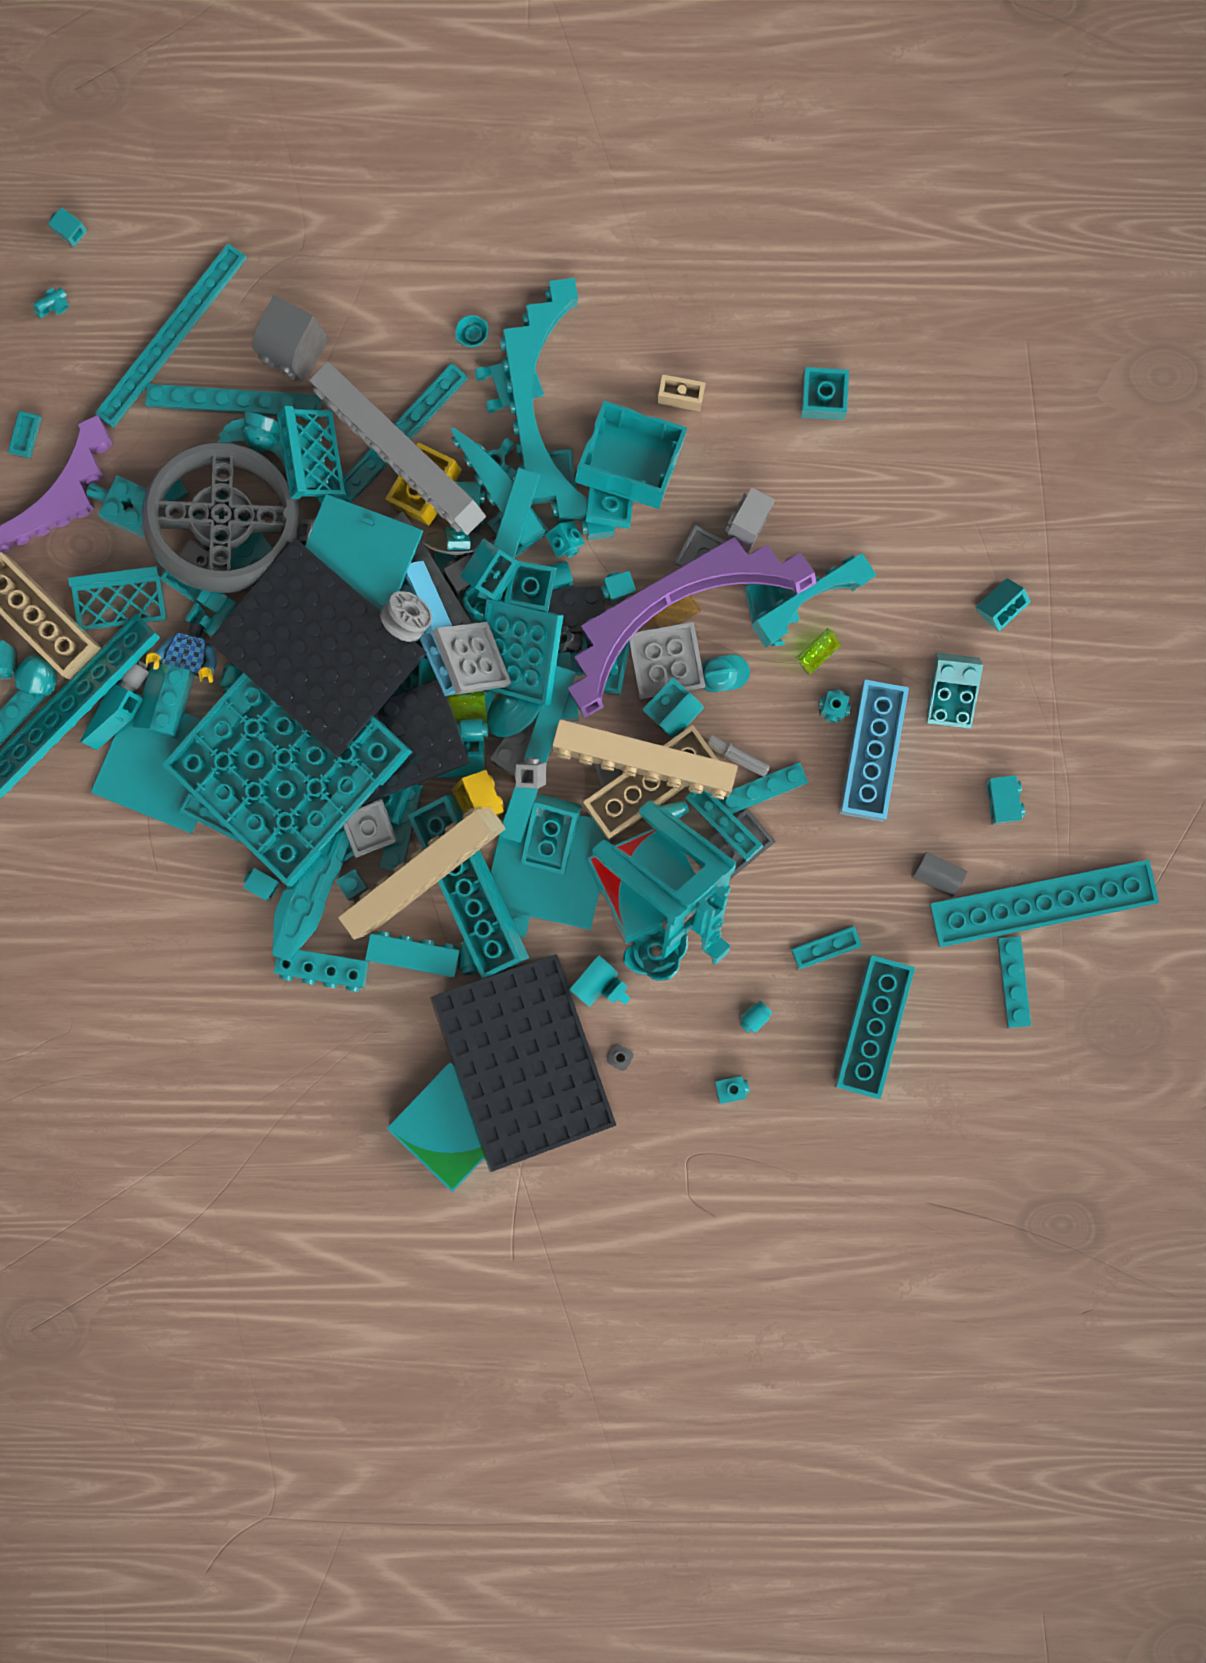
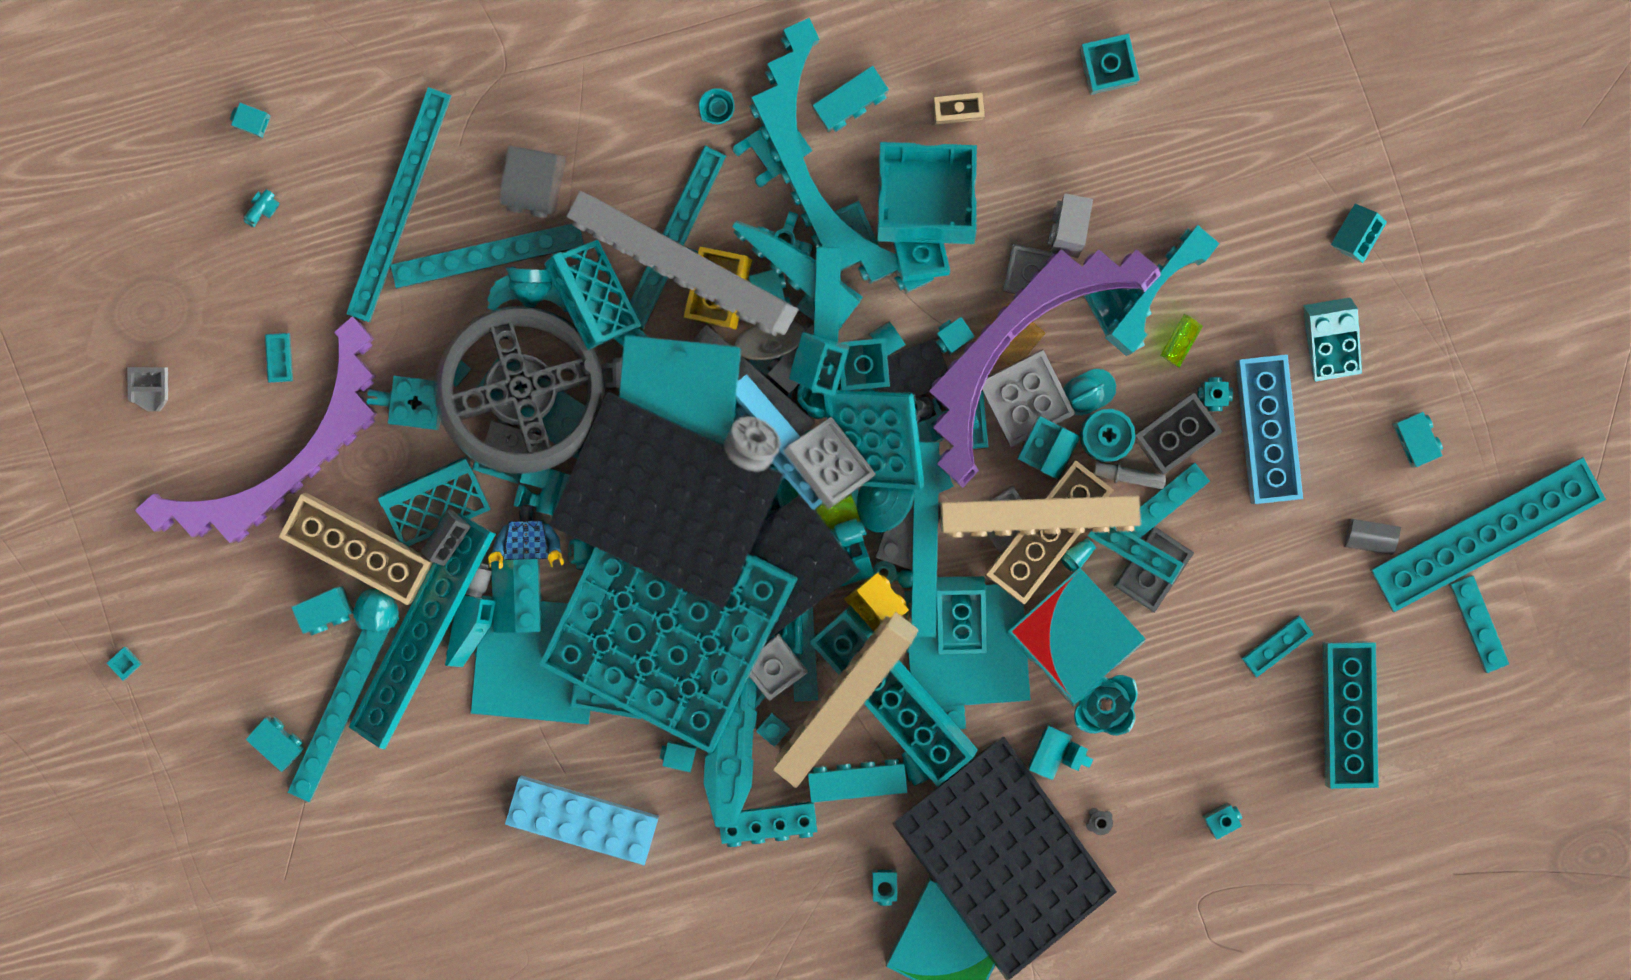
camera: 15 degrees left, 5 degrees up
(116, 630) = (445, 538): none -> dark grey brick
(157, 915) = (582, 820): none -> medium azure brick
(415, 1049) = (880, 876): none -> teal brick
(456, 540) = (772, 343): teal plate -> none
(502, 780) = (904, 577): none -> teal plate
(530, 773) = (927, 565): light grey brick -> none
(565, 539) = (883, 302): teal brick -> none
(590, 359) = (851, 100): none -> teal brick
(708, 884) = (1141, 646): teal piece -> none
(728, 700) = (1121, 432): none -> teal wheel
(755, 1017) = (1225, 740): teal brick -> none
(791, 730) = (1177, 433): none -> dark grey brick

